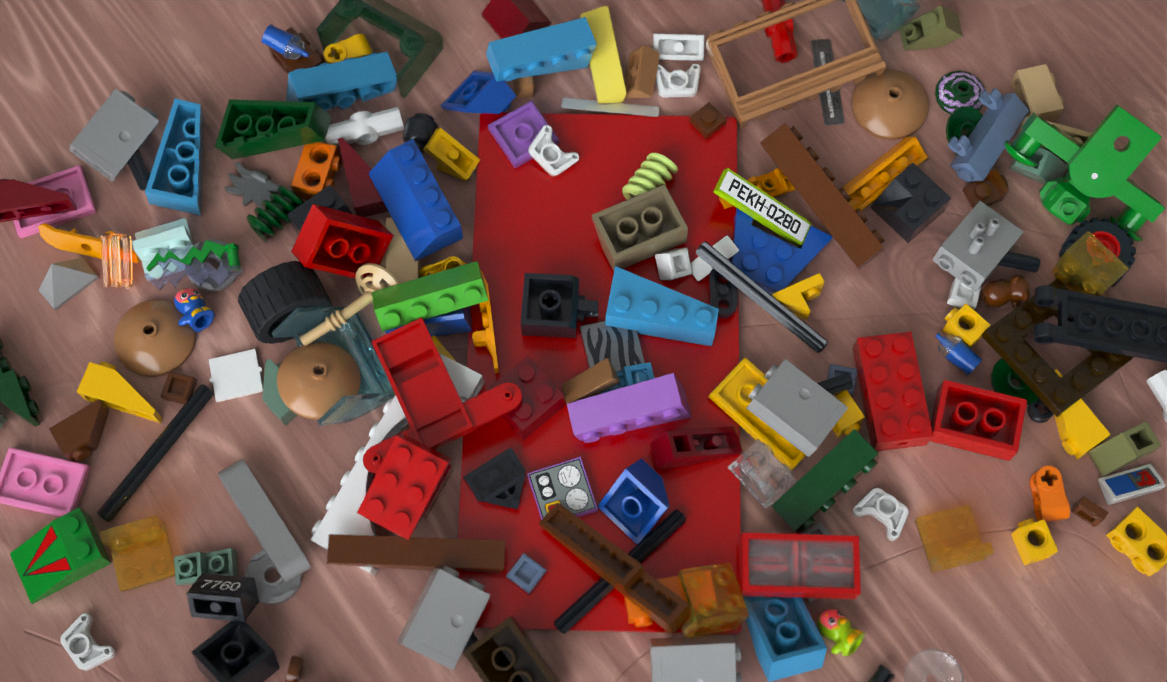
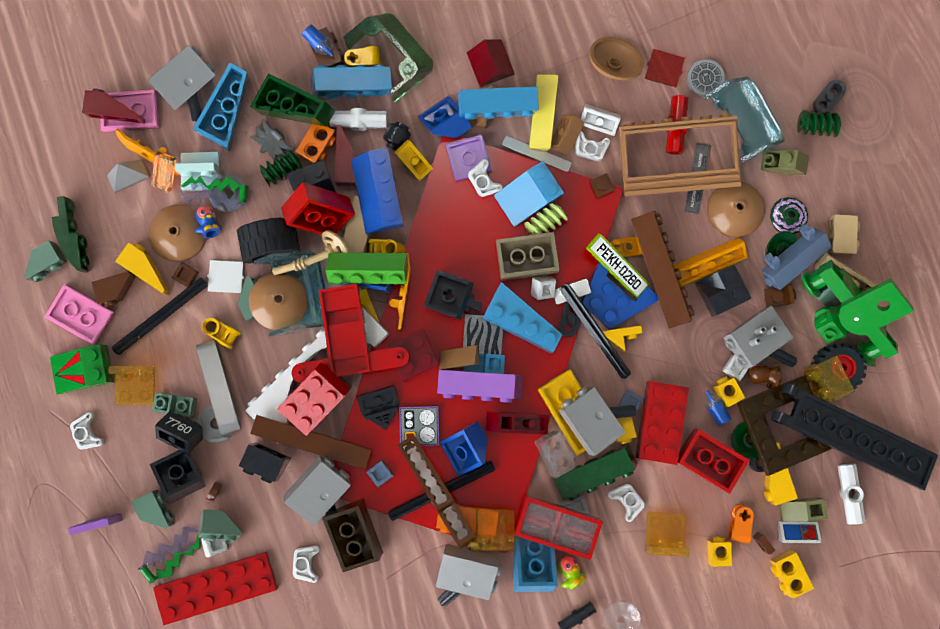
camera: 15 degrees right, 15 degrees up
(253, 448) = (223, 334): none -> yellow piece
(356, 601) = (264, 462): none -> black slope
(616, 153) = (529, 194): none -> slope

